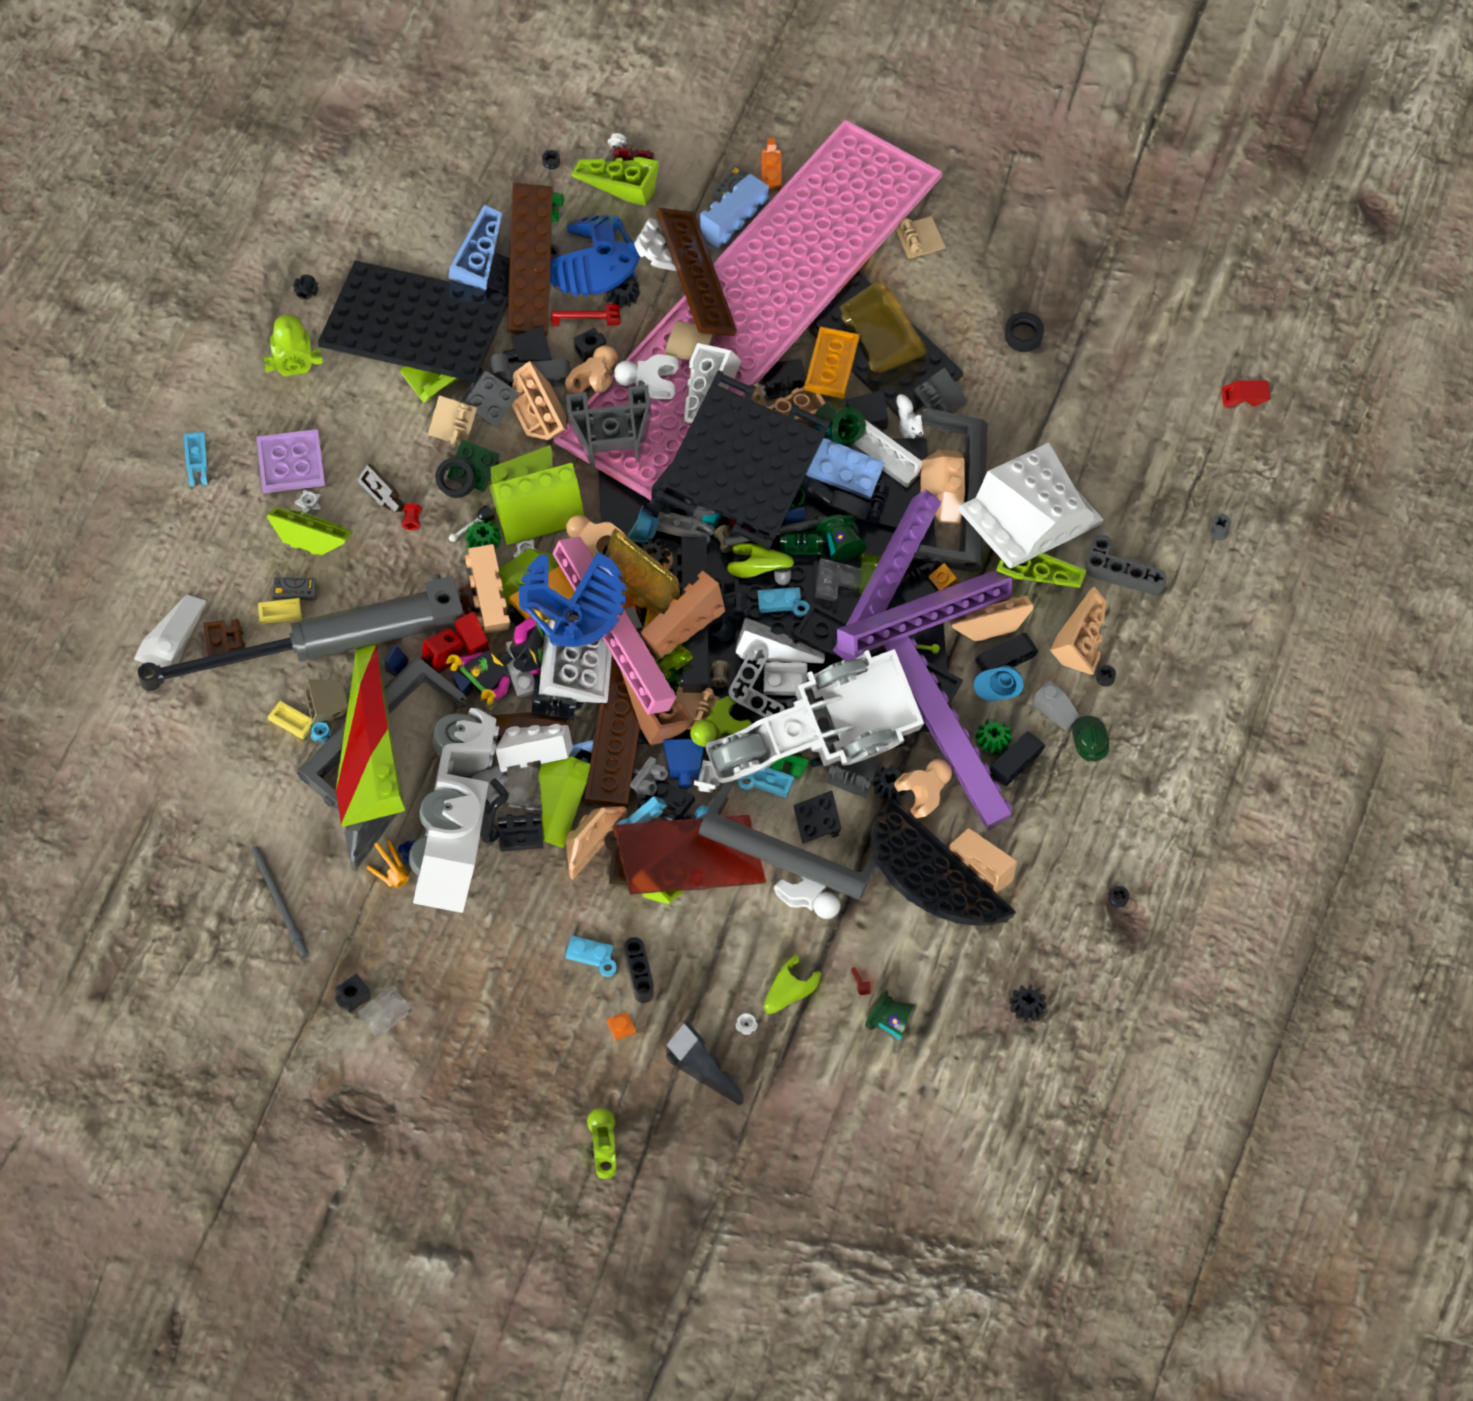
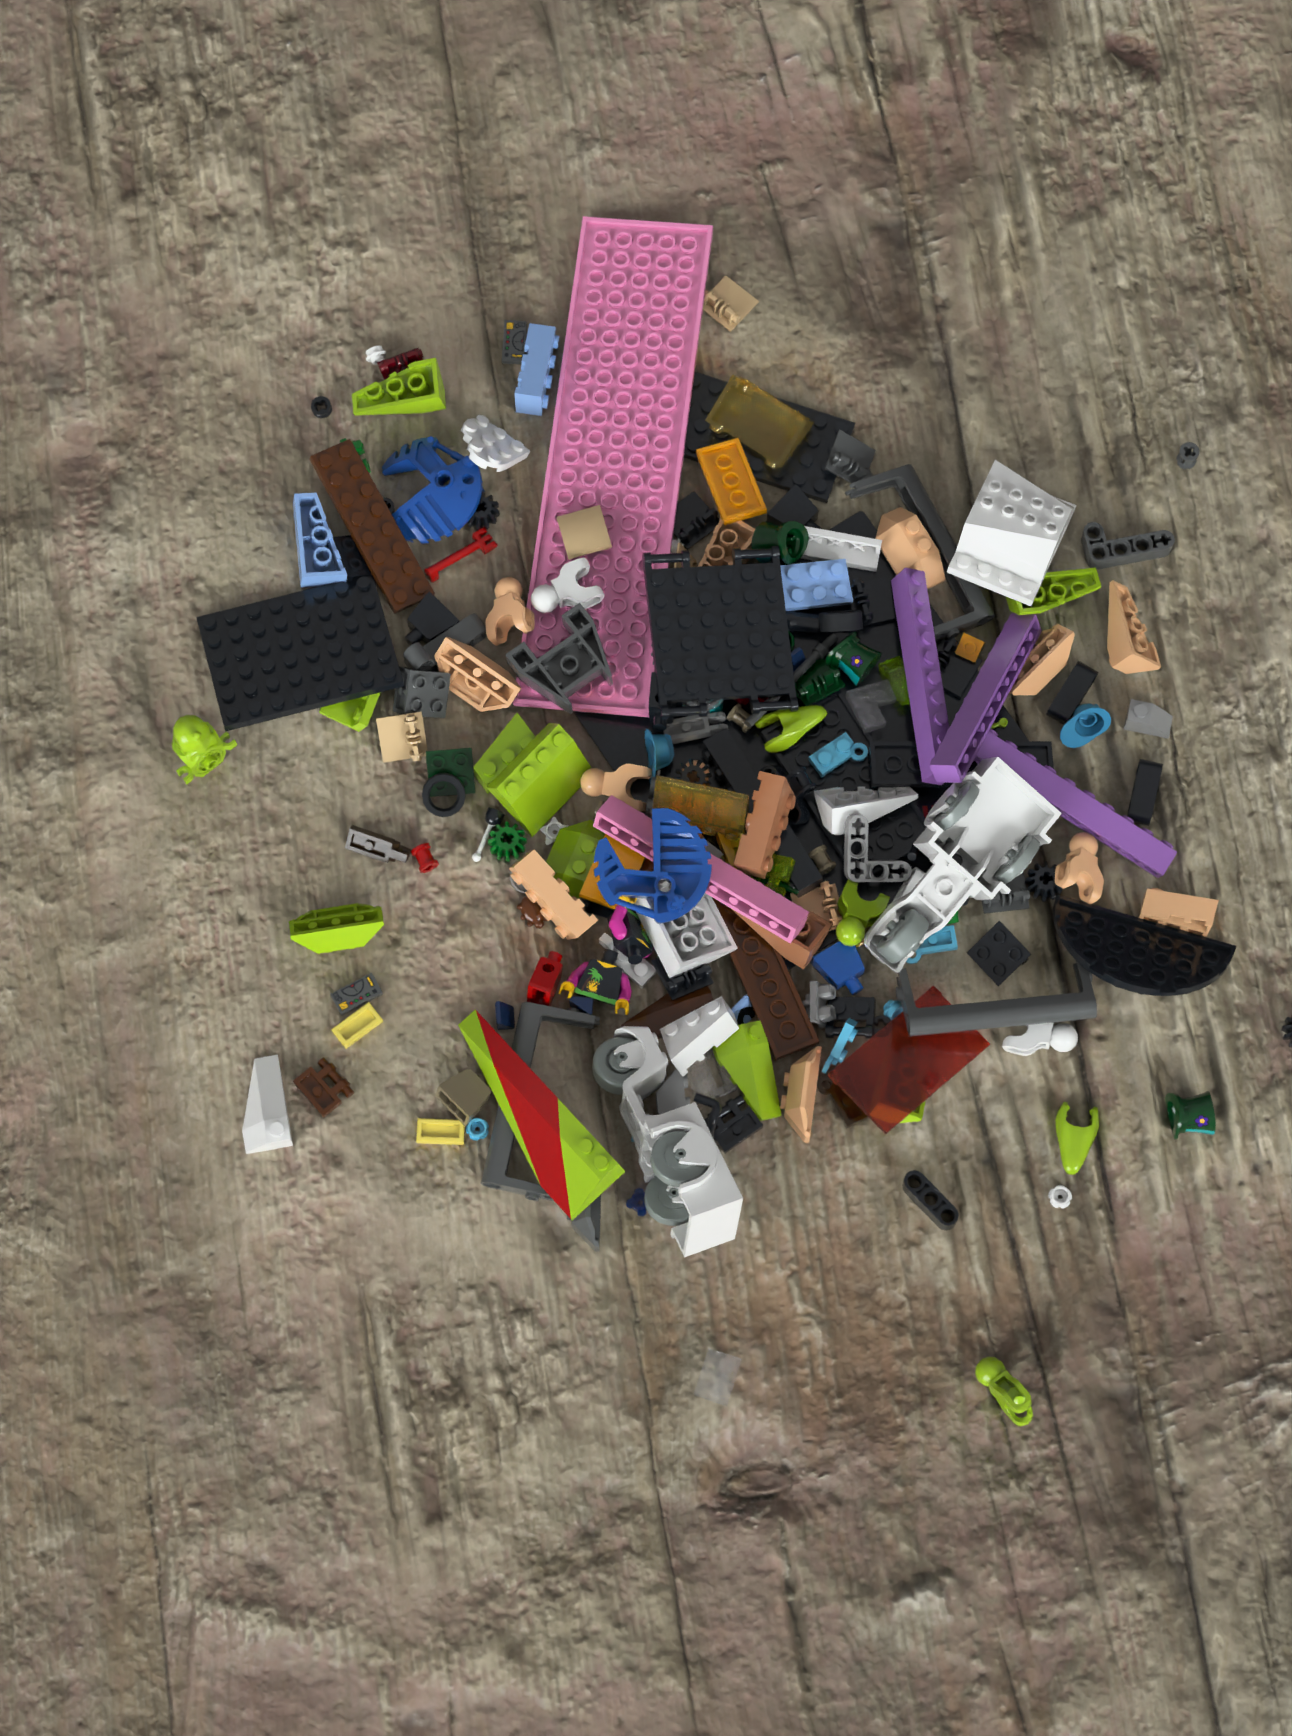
camera: 30 degrees left, 10 degrees up
(195, 456) = (171, 909): medium azure hinge -> none
(290, 461) = (268, 864): lavender plate -> none
(295, 935) = (587, 1350): dark grey bar -> none
(305, 287) = (167, 672): black gear -> none
(308, 496) = (307, 891): white plate -> none
(338, 632) = (436, 1015): dark grey piece -> none
(356, 985) = (678, 1367): black brick -> none
(396, 874) = (644, 1231): light orange plant -> none
(471, 634) = (564, 950): red slope -> none
(589, 337) = (481, 593): black brick -> none
(592, 953) = (874, 1207): medium azure hinge -> none
(621, 1026) = (946, 1264): orange plate -> none
(690, 1056) = (1032, 1258): black wedge -> none
(696, 272) = (545, 456): reddish brown plate -> none
(704, 366) = (623, 554): white wedge -> none
(707, 779) = (877, 973): white bracket -> none
(771, 165) = (539, 301): orange hinge -> none
(782, 576) = (823, 729): light grey hinge -> none
(784, 677) = (890, 833): white bracket -> none
(862, 987) = (1142, 1099): clear red hand -> none
(909, 424) = (839, 504): white animal -> none
(1001, 735) = (1113, 775): green gear -> none
(1024, 318) = (891, 336): black tyre -> none
(1090, 738) = (1195, 733): dark green piece -> none
(1107, 681) = (1179, 659): black bush -> none
(1251, 391) = (1129, 304): red slope -> none

